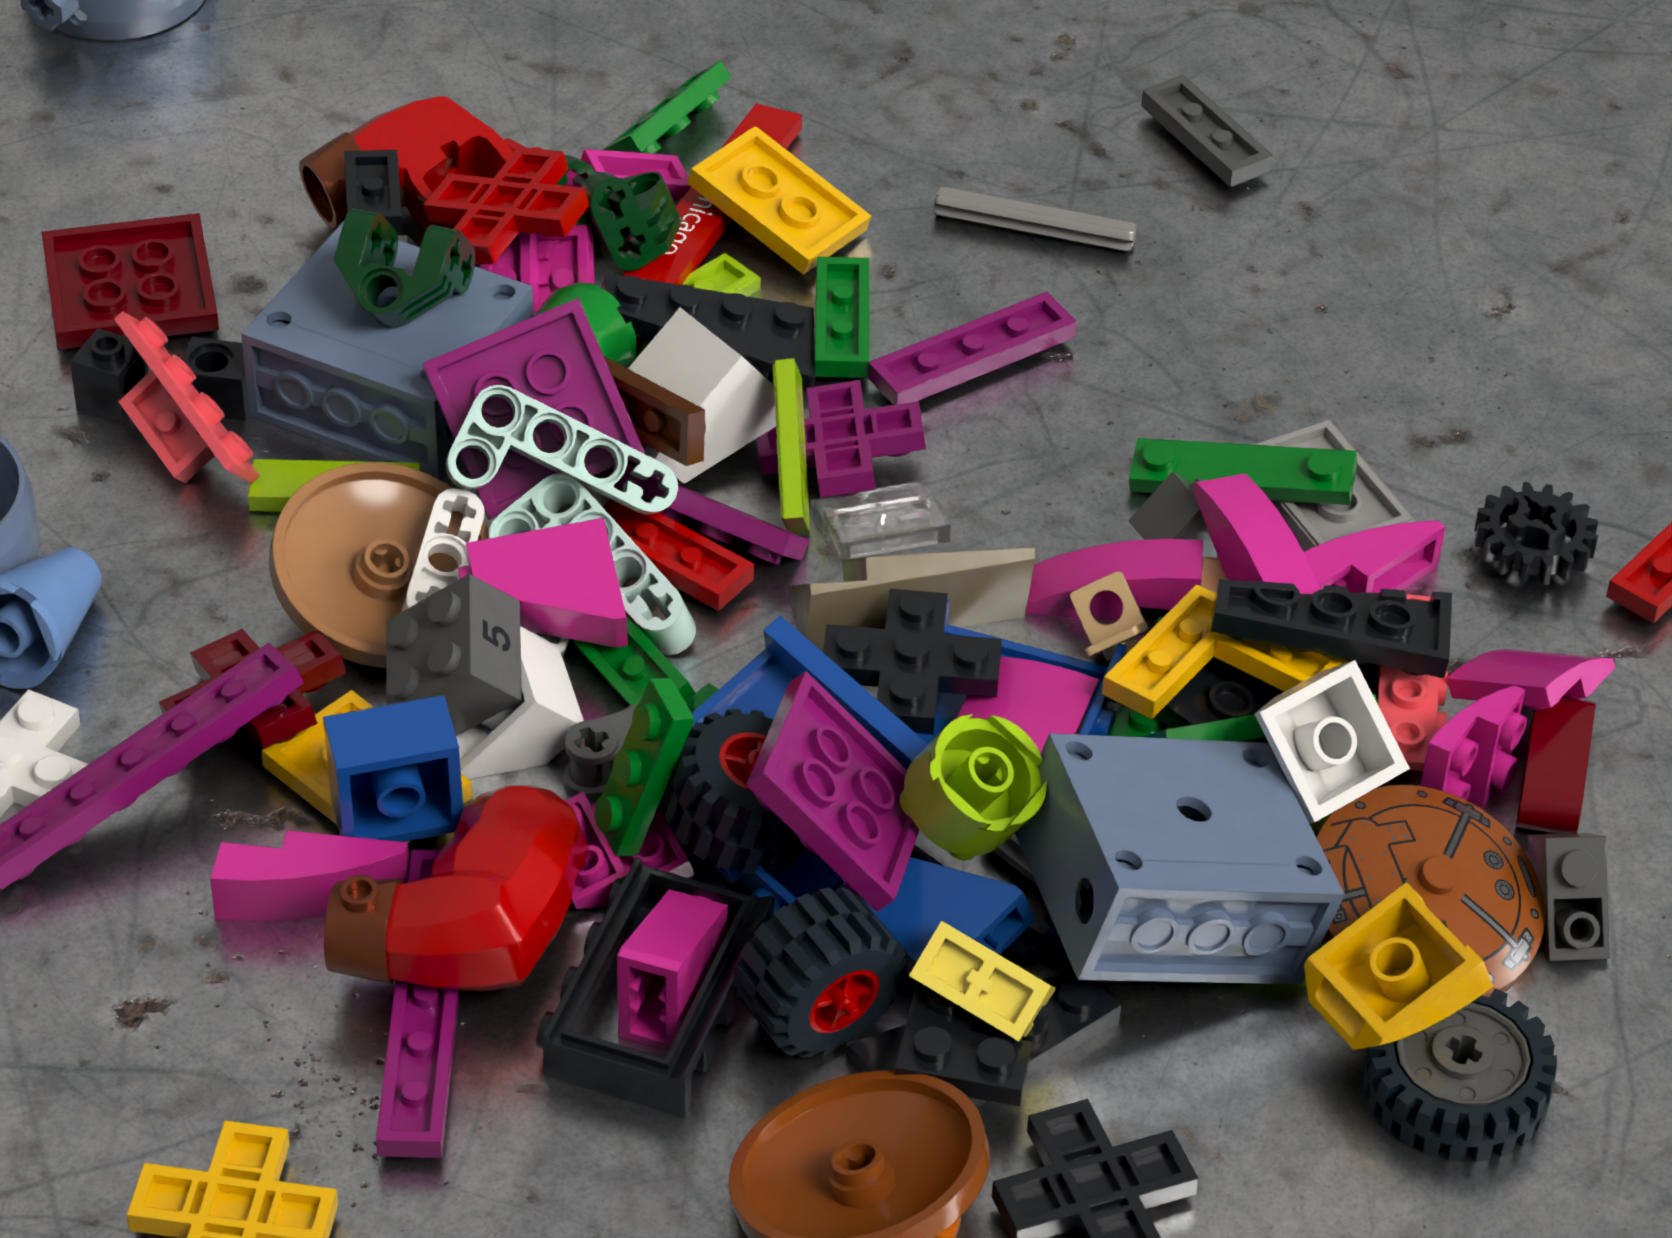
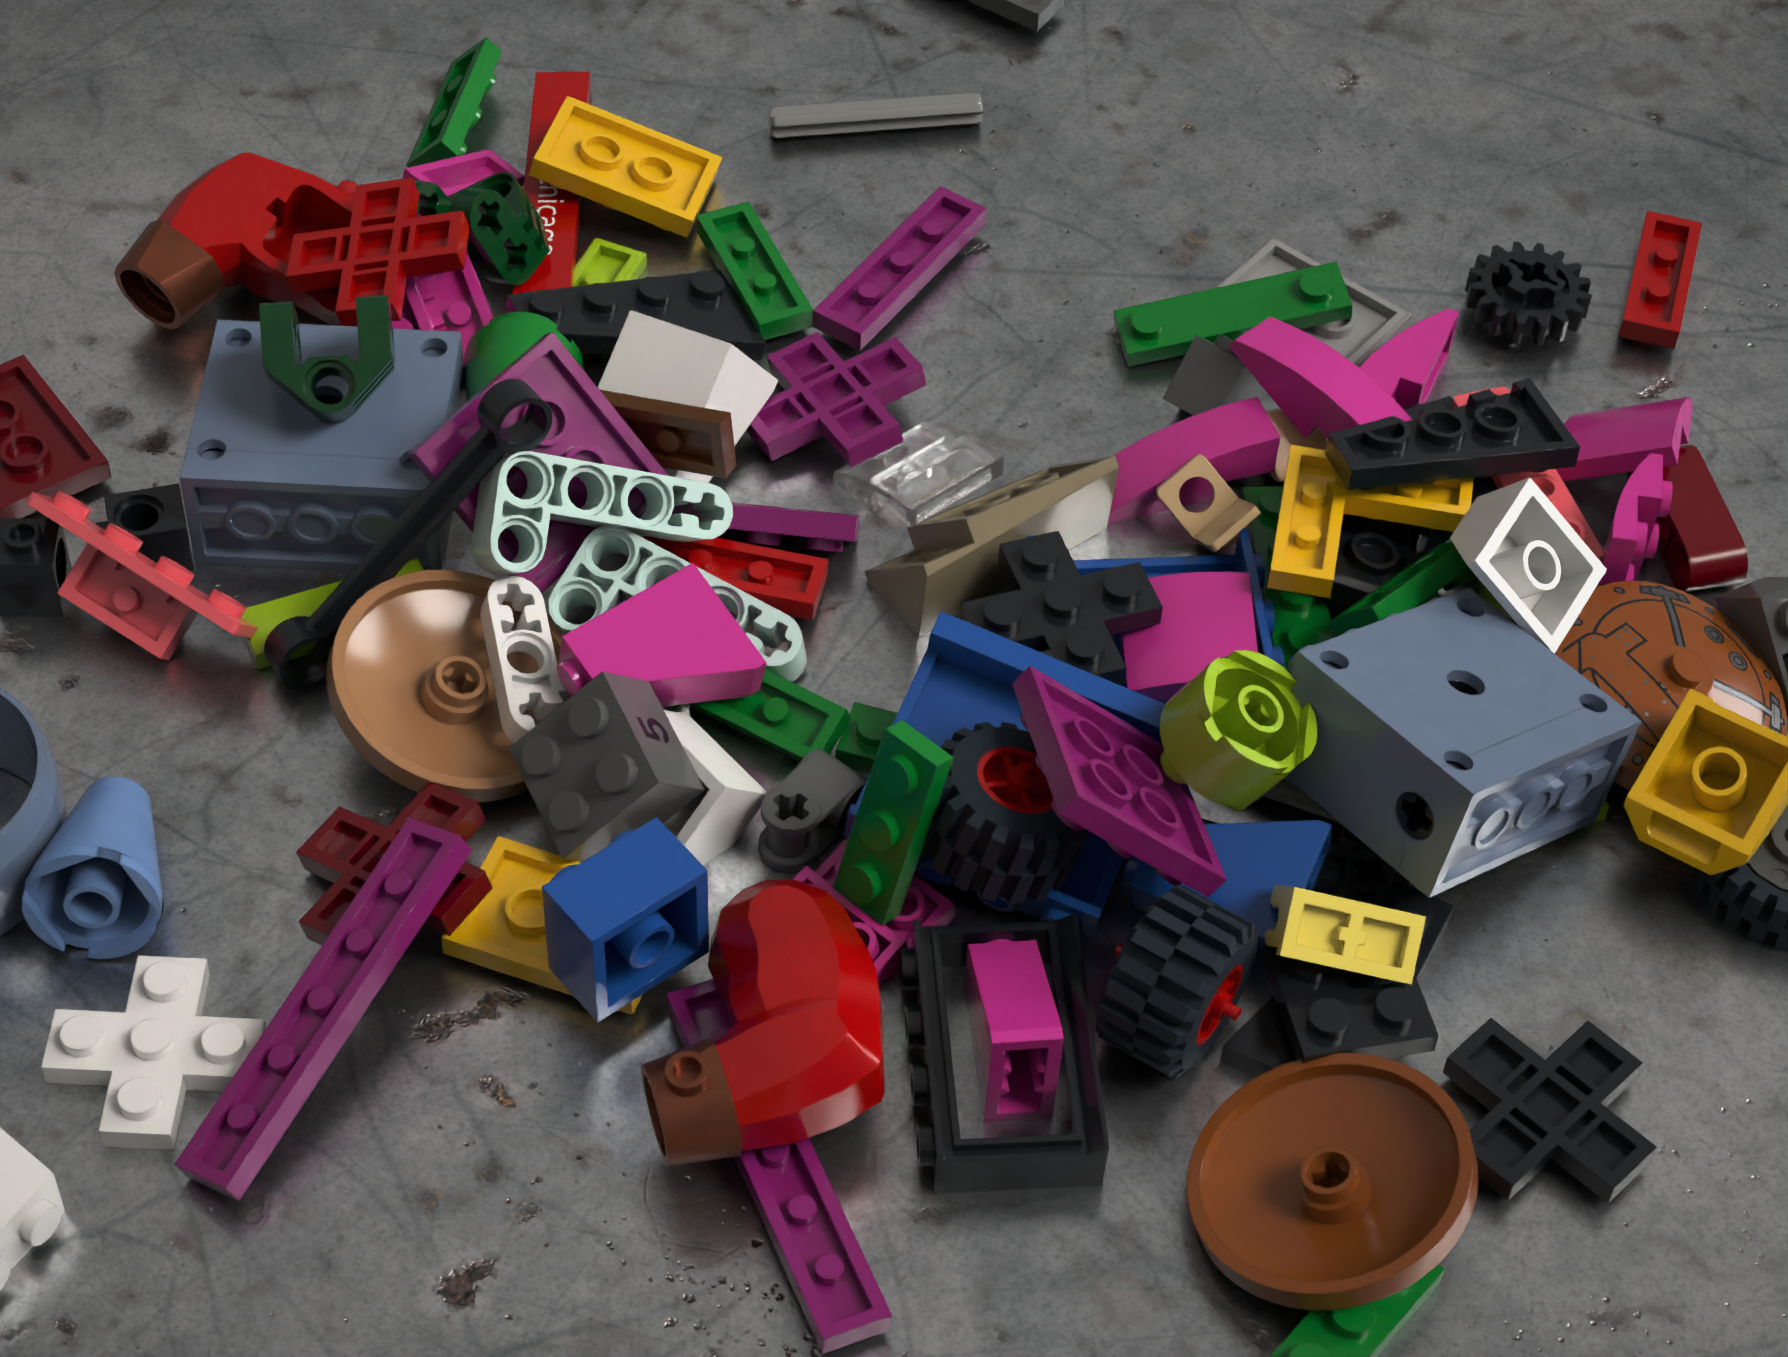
camera: 25 degrees left, 5 degrees up
(298, 878) = (570, 1066): dark pink slope -> none
(374, 184) = (221, 277): black slope -> none
(412, 416) = (411, 529): none -> black piece
(791, 446) = (806, 423): lime tile -> none

